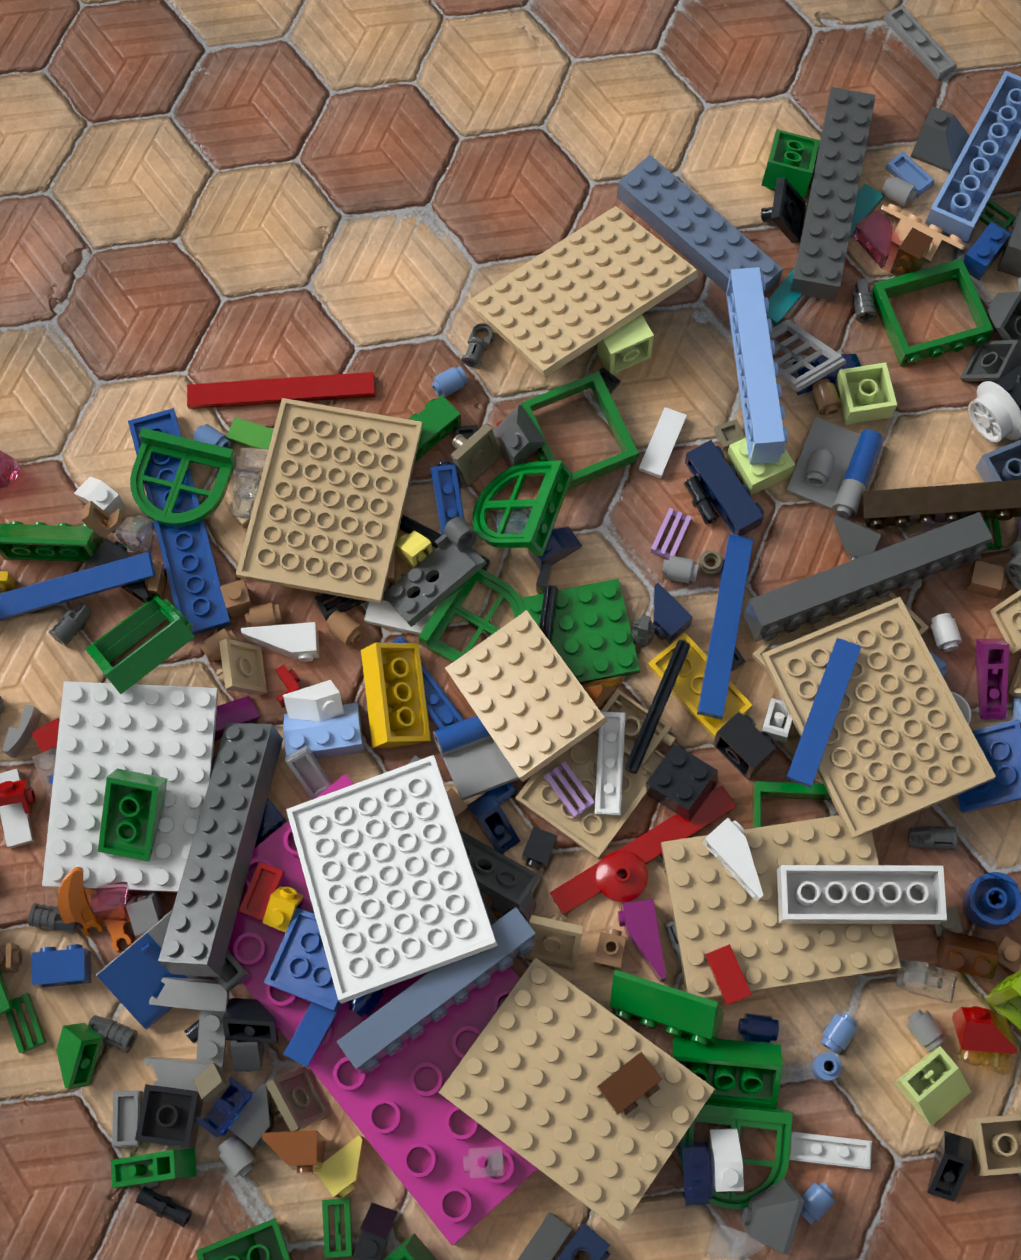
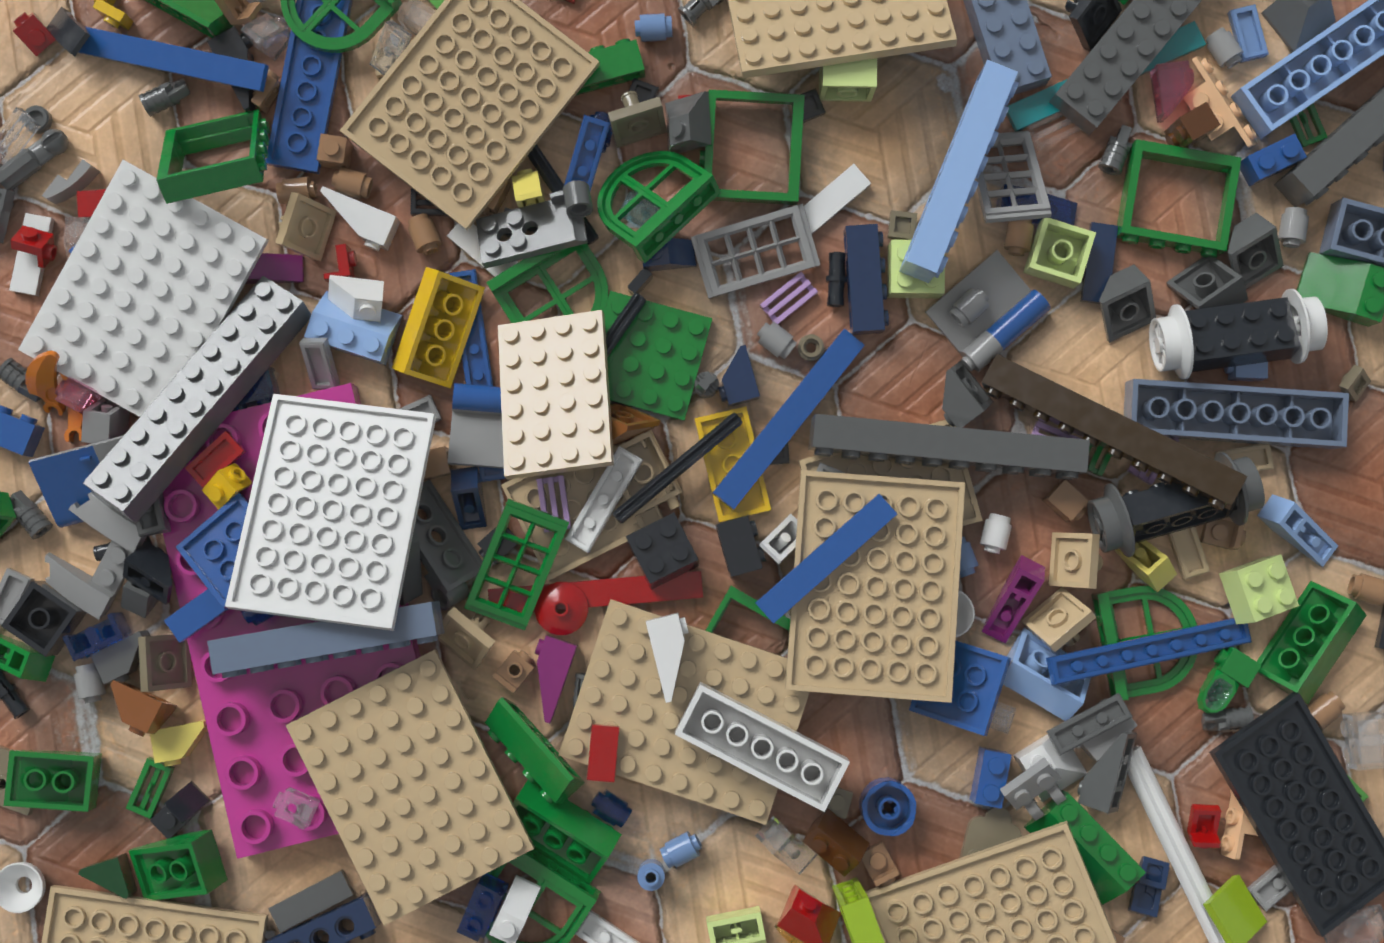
camera: 20 degrees right, 15 degrees up
(131, 814) = (127, 324): green slope -> none
(210, 1082) = (91, 609): dark tan tile -> none
(567, 904) = (536, 518): none -> green piece
(591, 540) = (803, 237): none -> light grey piece
(629, 1084) = (455, 809): reddish brown brick -> none
(908, 404) = (1100, 262): none -> dark blue tile
(925, 1029) = (760, 887): light grey brick -> none
(933, 837) = (869, 720): dark grey hinge -> none
(941, 405) = (1126, 303): none -> dark grey slope

